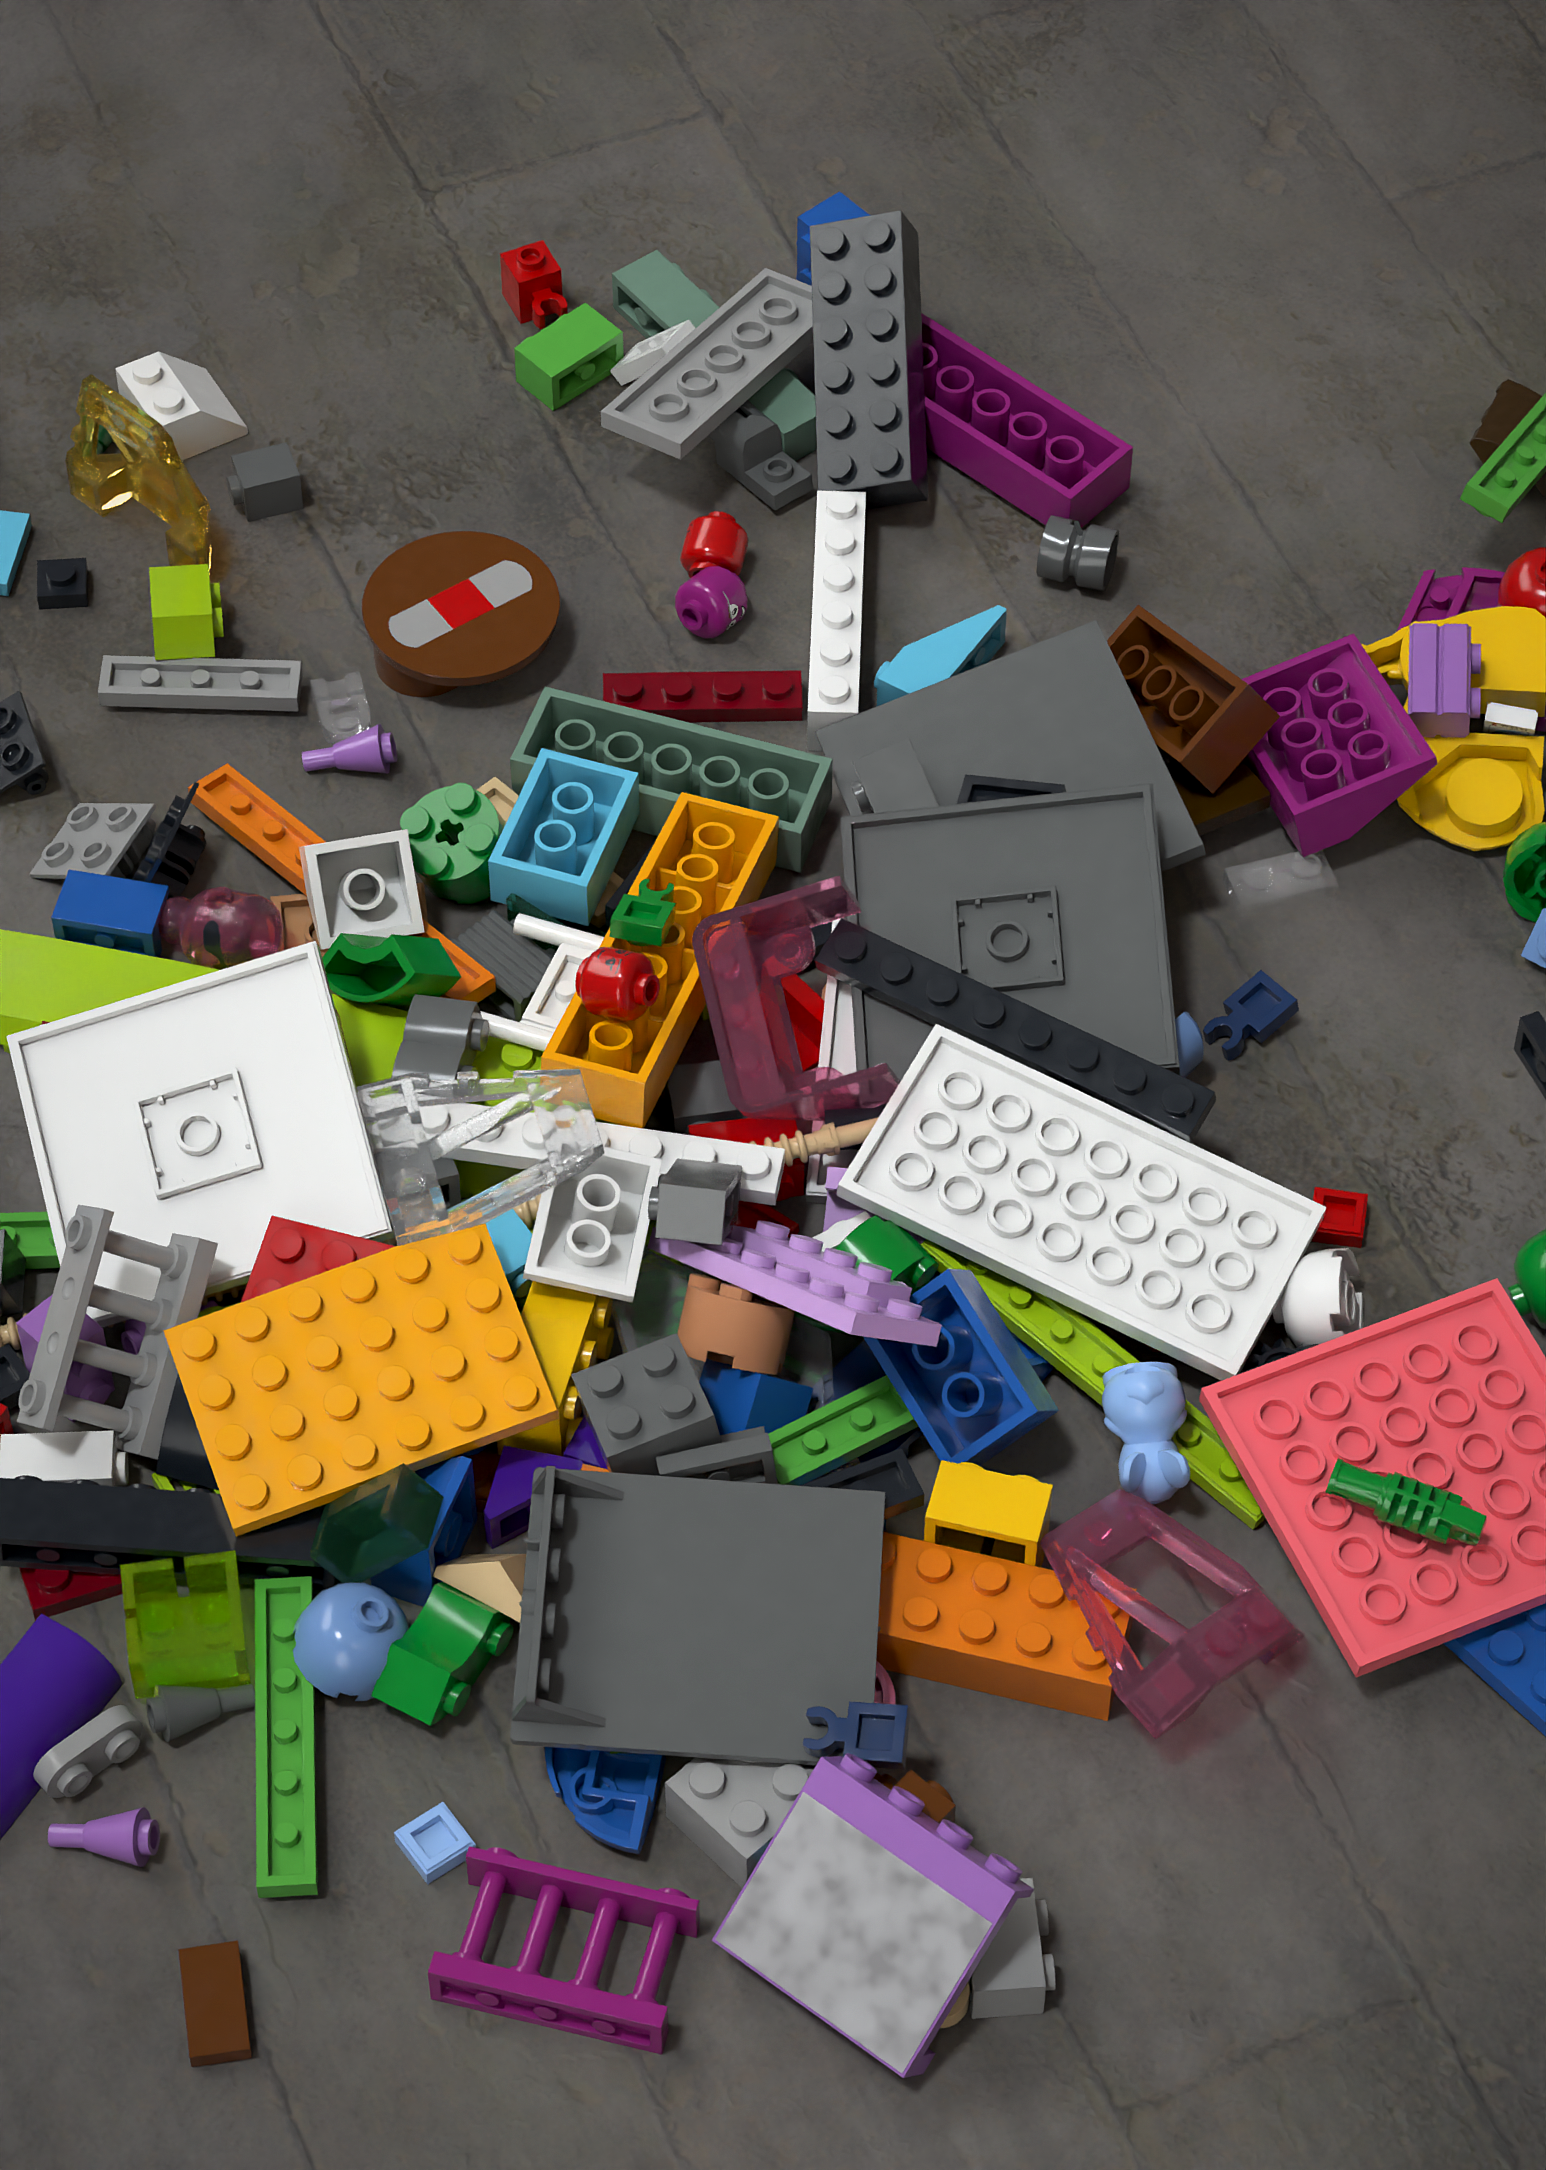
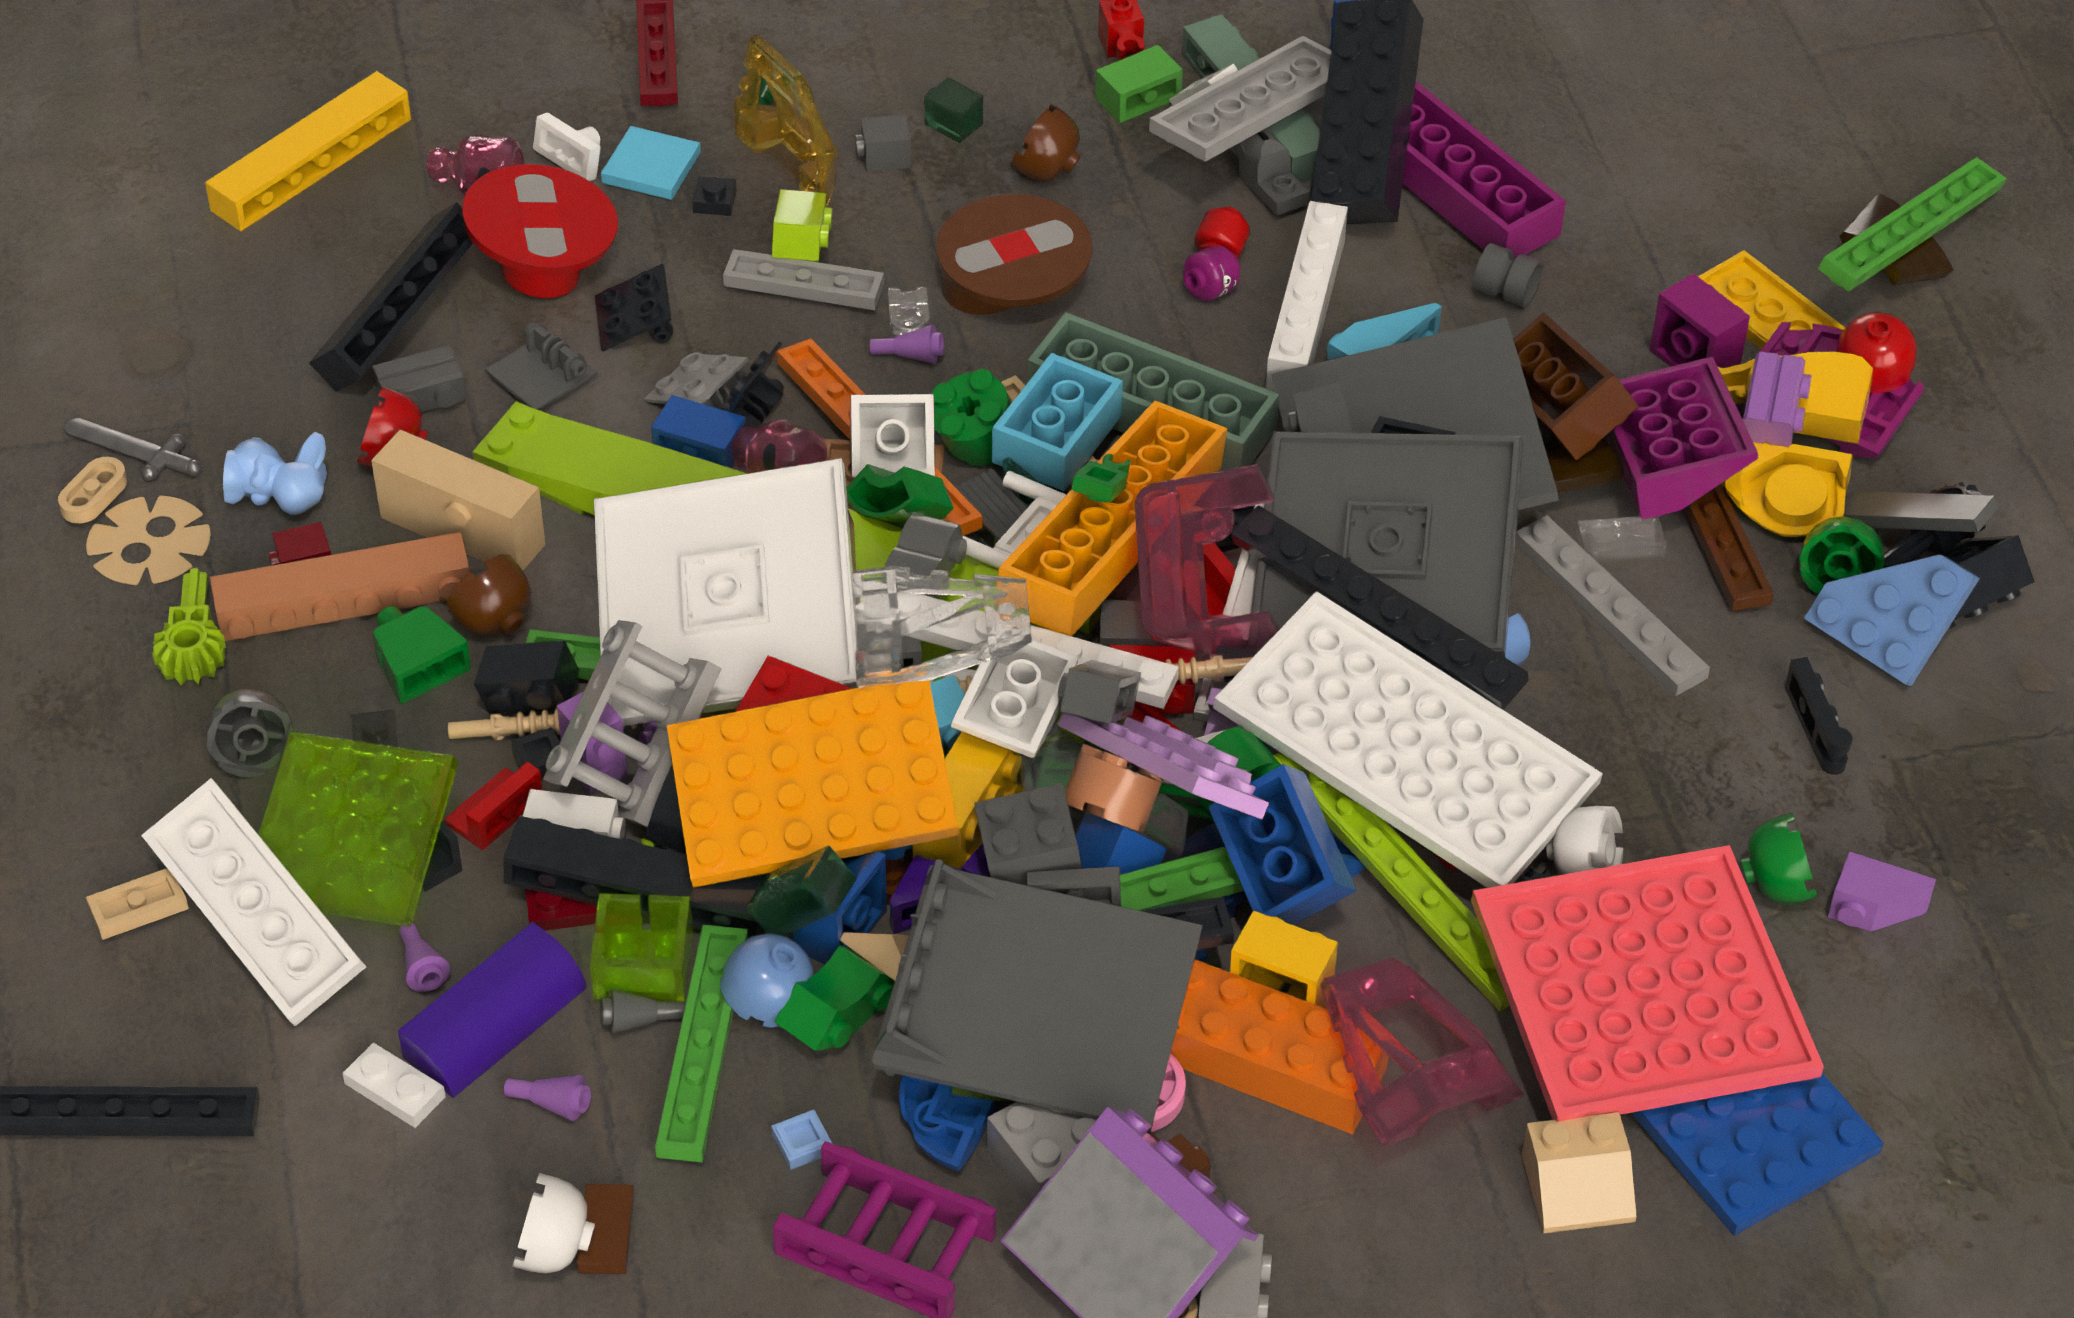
camera: 10 degrees right, 5 degrees down
(88, 1751) = (548, 1029): light grey plate -> none
(152, 2018) = (554, 1227): none -> white cylinder
(182, 401) = (834, 78): white slope -> none
(343, 424) = (953, 110): none -> clear green brick
(476, 460) = (1049, 146): none -> reddish brown cylinder
(617, 983) = (1068, 522): red head -> none
(710, 695) = (1200, 341): dark red plate -> none
(870, 1732) = (1154, 1098): dark blue plate -> none
(1145, 1410) = (1425, 901): light blue animal -> none
(1253, 1010) = (1577, 627): dark blue plate -> none
(1321, 996) = (1612, 605): none -> light grey plate
(1325, 593) = (1698, 324): none -> magenta brick
(1343, 1217) = (1616, 789): red tile -> none
(1385, 542) = (1764, 298): none -> yellow tile
(1393, 1728) = (1580, 1172): none -> tan slope
(1408, 1504) = (1621, 999): green hinge -> none
(1416, 883) = (1729, 551): none -> reddish brown plate
(1509, 720) = (1826, 437): white tile -> none

